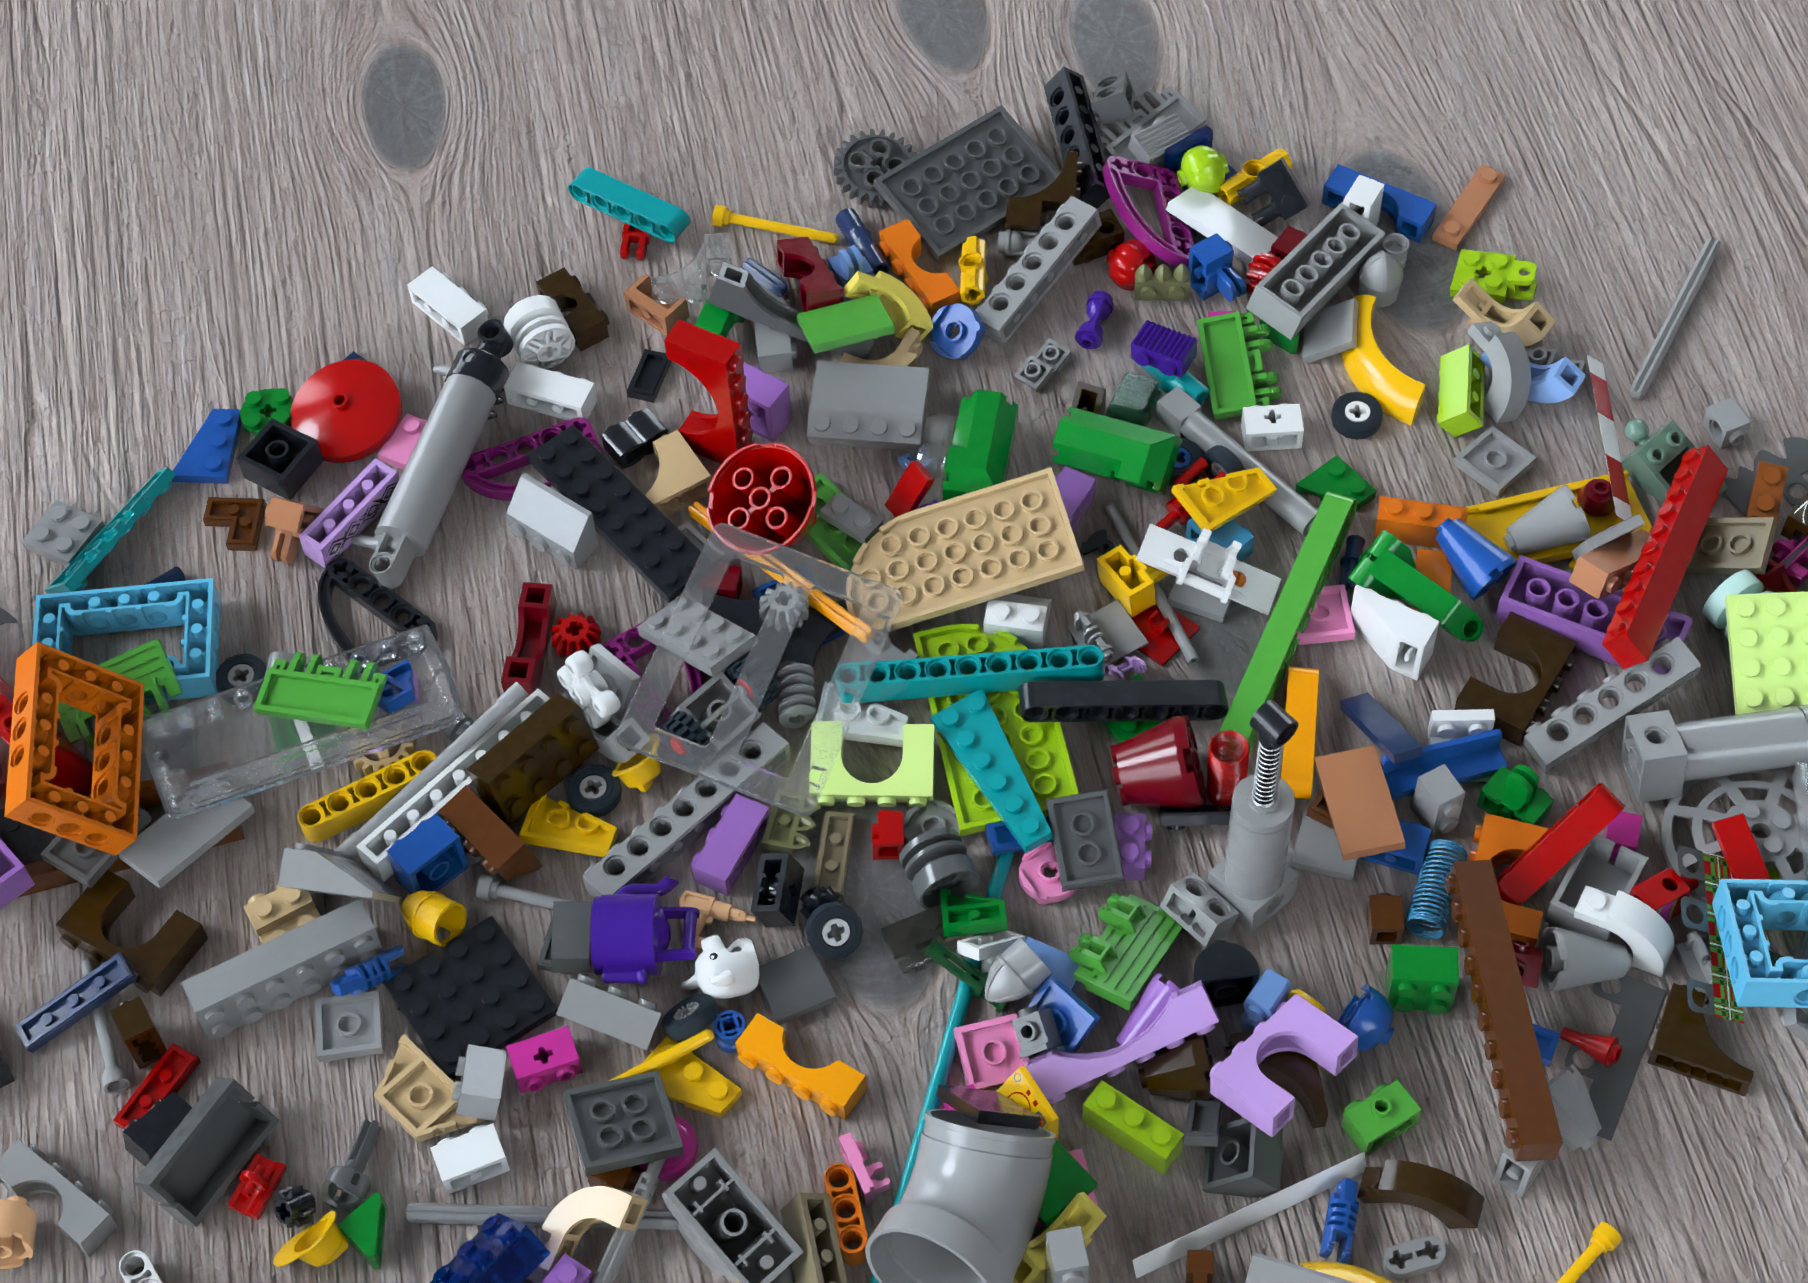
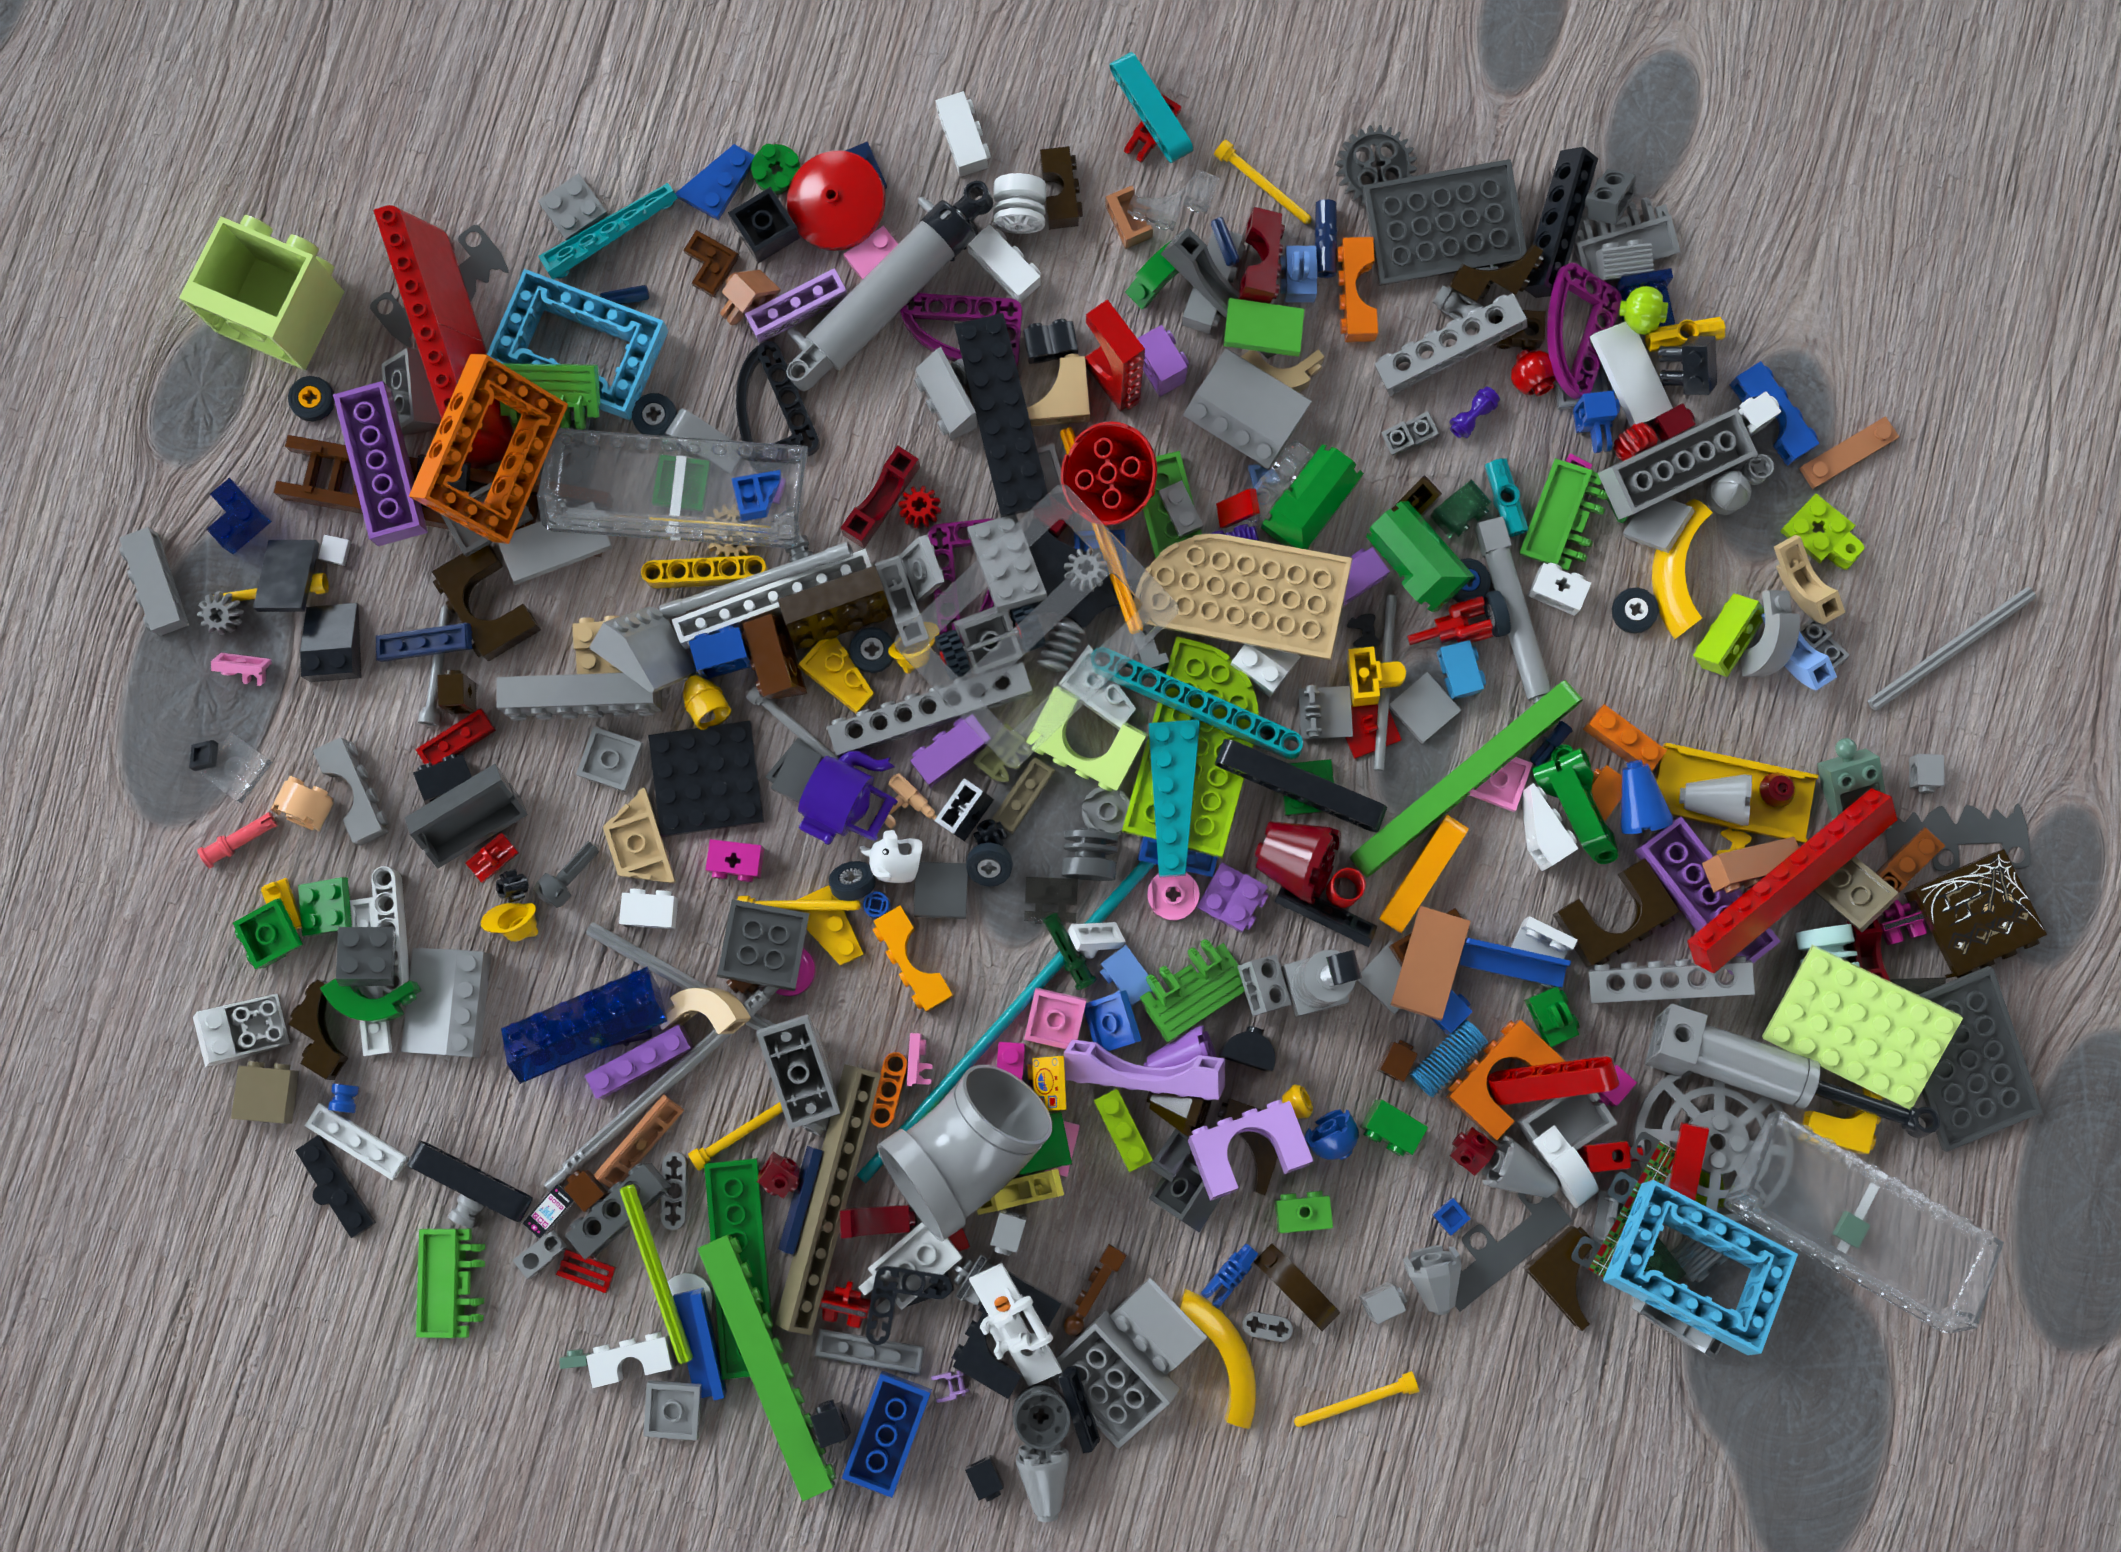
camera: 25 degrees right, 25 degrees up
(321, 692) = (694, 477): bright green hinge -> none
(366, 1229) = (554, 929): green slope -> none
(369, 973) = (640, 726): blue hinge -> none
(480, 1082) = (680, 858): light grey brick -> none
(588, 689) = (898, 577): white gear -> none
(609, 1011) = (793, 848): light grey wedge -> none
(649, 376) = (1091, 283): black tile -> none
(888, 835) = (1070, 802): red brick -> none
(898, 300) = (1320, 318): light yellow arch -> none
(970, 331) = (1367, 369): blue plate -> none
(971, 914) = (1094, 904): green wing -> none
(973, 270) = (1400, 315): yellow piece -> none
(987, 1107) = (1016, 1081): black tile -> none
(1015, 974) = (1098, 976): light grey helmet -> none
(1036, 1031) = (1091, 1025): brick -> none
(1085, 840) = (1208, 889): dark grey tile -> none
(1134, 664) = (1331, 750): lavender piece -> none
(1162, 284) = (1547, 406): olive plate -> none
(1163, 349) = (1508, 480): dark purple brick -> none
(1224, 498) = (1477, 646): yellow wing -> none
(1237, 579) = (1438, 696): white piece -> none
(1249, 1215) = (1171, 1236): white sticker -> none
(1264, 999) = (1267, 1088): medium blue brick -> none
(1339, 479) = (1582, 667): green wing -> none
(1381, 728) = (1483, 909): dark blue tile -> none
(1438, 800) = (1491, 991): light grey brick -> none
(1494, 461) = (1719, 710): light grey plate -> none
(1503, 1012) = (1431, 1192): reddish brown brick -> none
(1600, 1047) = (1492, 1241): red cone -> none
(1609, 439) = (1821, 740): sticker -> none
(1611, 534) = (1758, 838): light grey tile -> none

